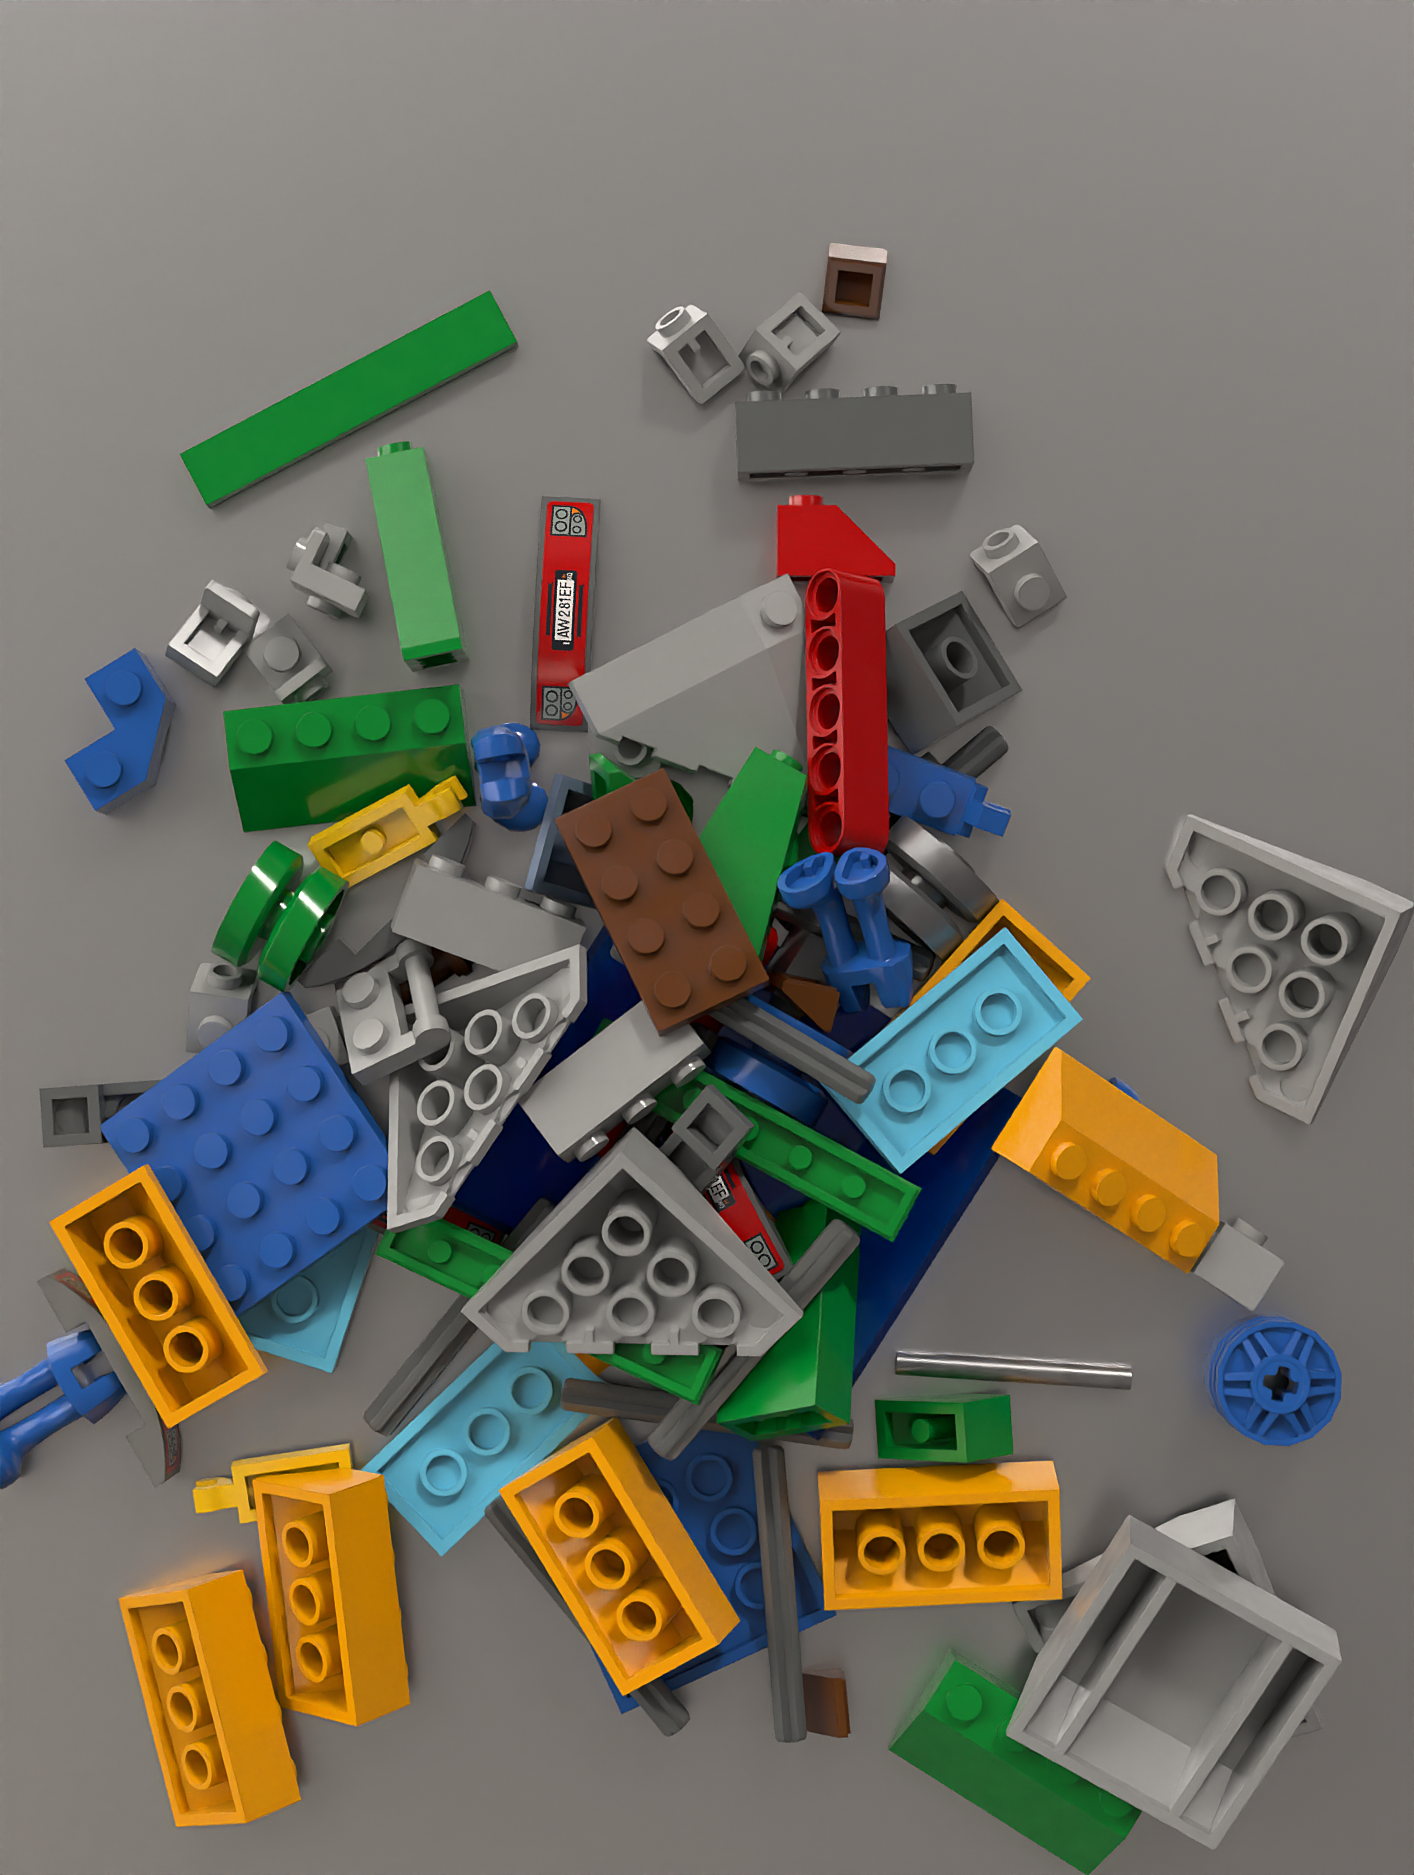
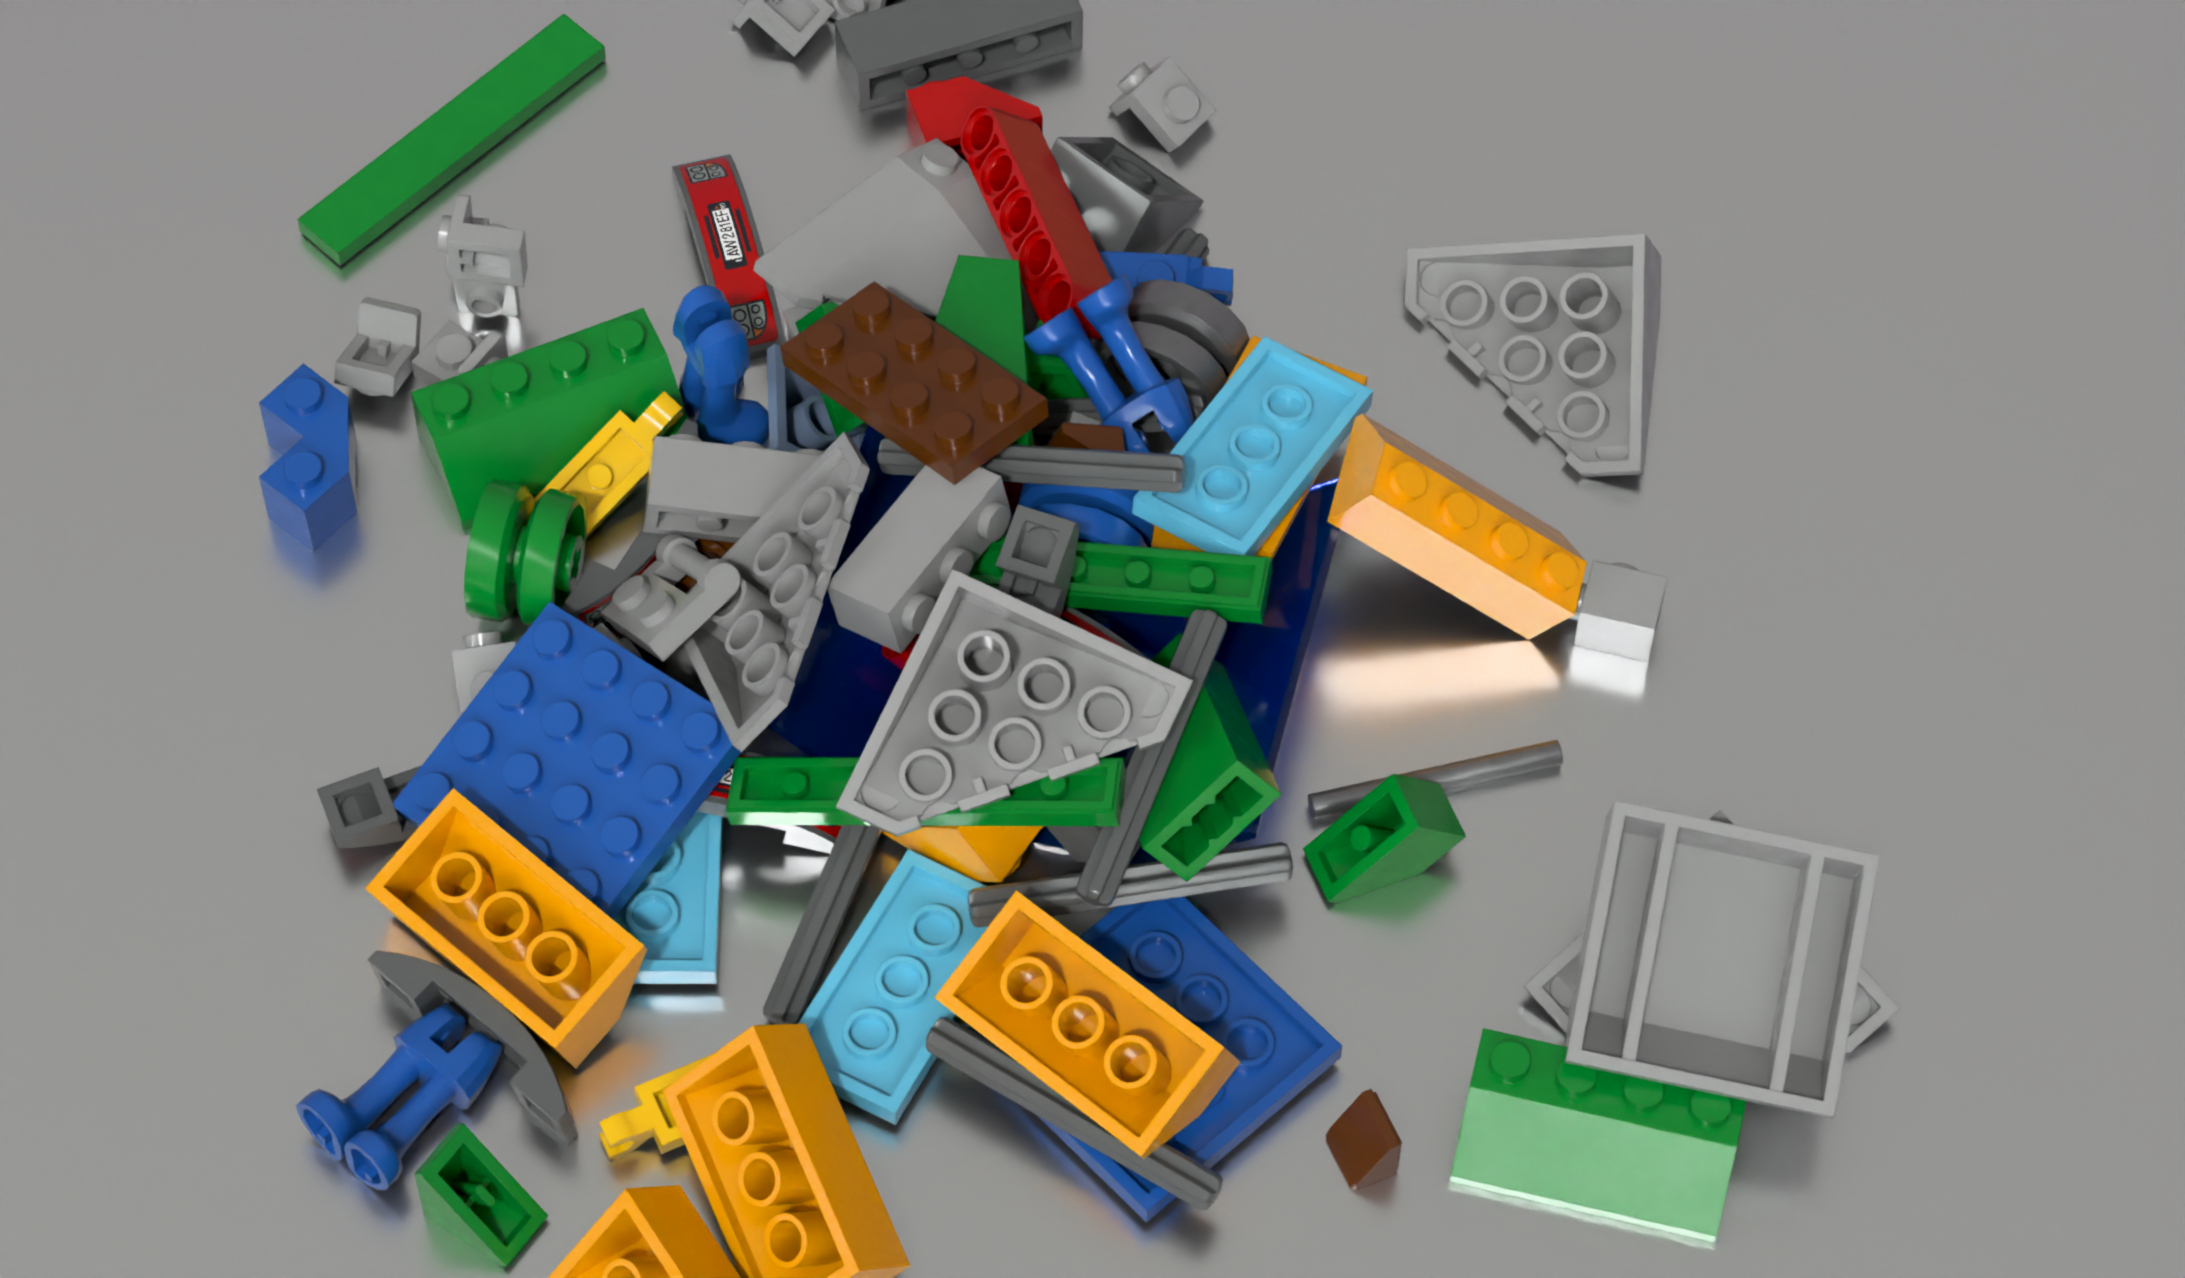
camera: 20 degrees left, 30 degrees down
(77, 1523) = (477, 1197): none -> green slope
(416, 558) = (567, 232): slope -> none
(779, 1593) = (1273, 1034): dark grey axle -> none
(940, 1535) = (1419, 929): light orange slope -> none
(1258, 1348) = (1700, 688): blue wheel -> none

